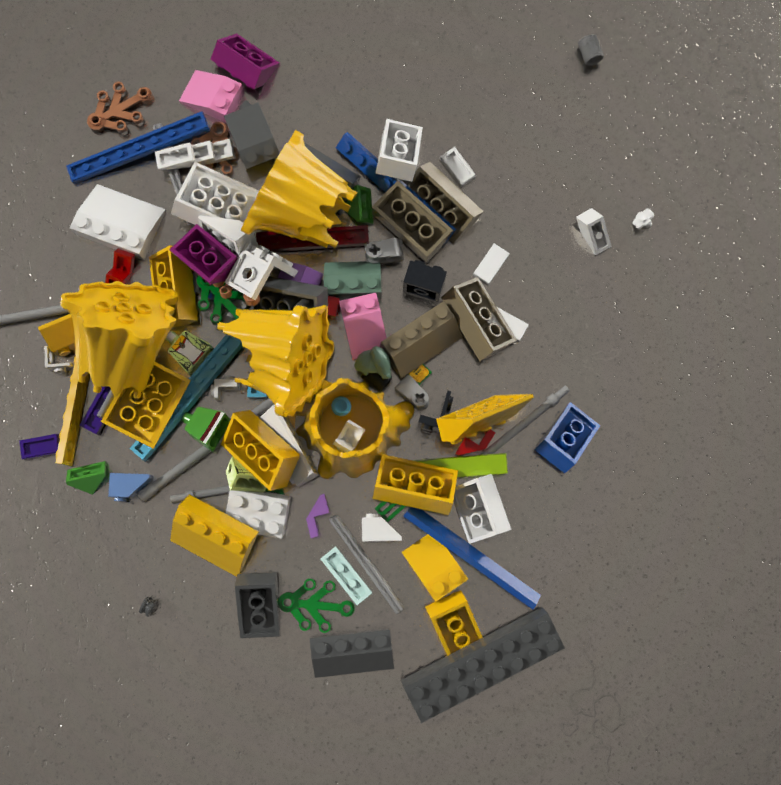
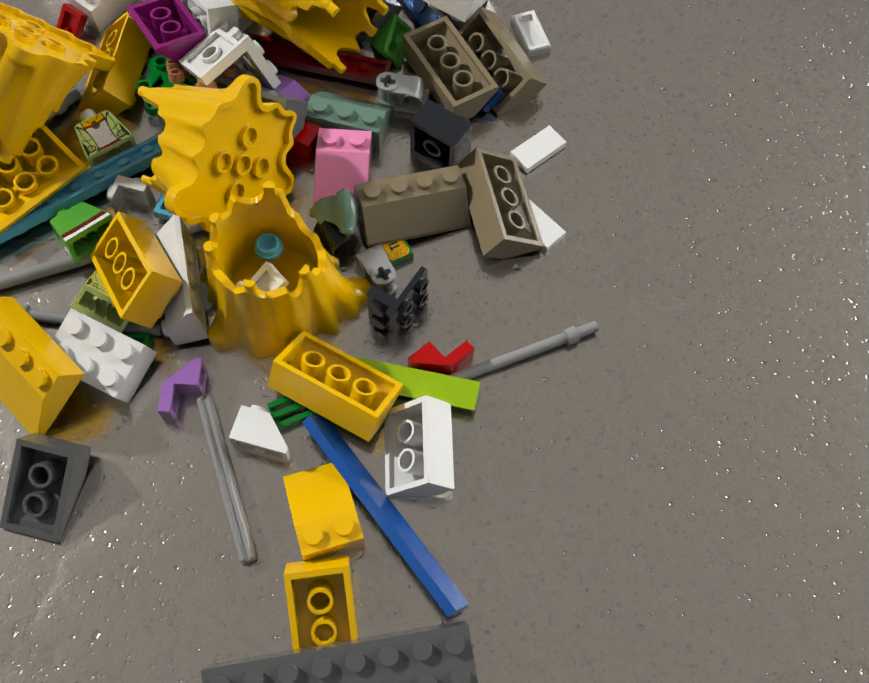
camera: 15 degrees right, 15 degrees down
(313, 605) = (124, 510): green plant -> none
(346, 575) = (189, 484): light aqua plate -> none
(351, 653) = (150, 598): dark grey slope -> none
(480, 416) = (459, 311): yellow slope -> none
(567, 438) = (575, 389): blue slope -> none
(594, 230) = (688, 145): white slope -> none
(643, 219) = (760, 150): white plant -> none

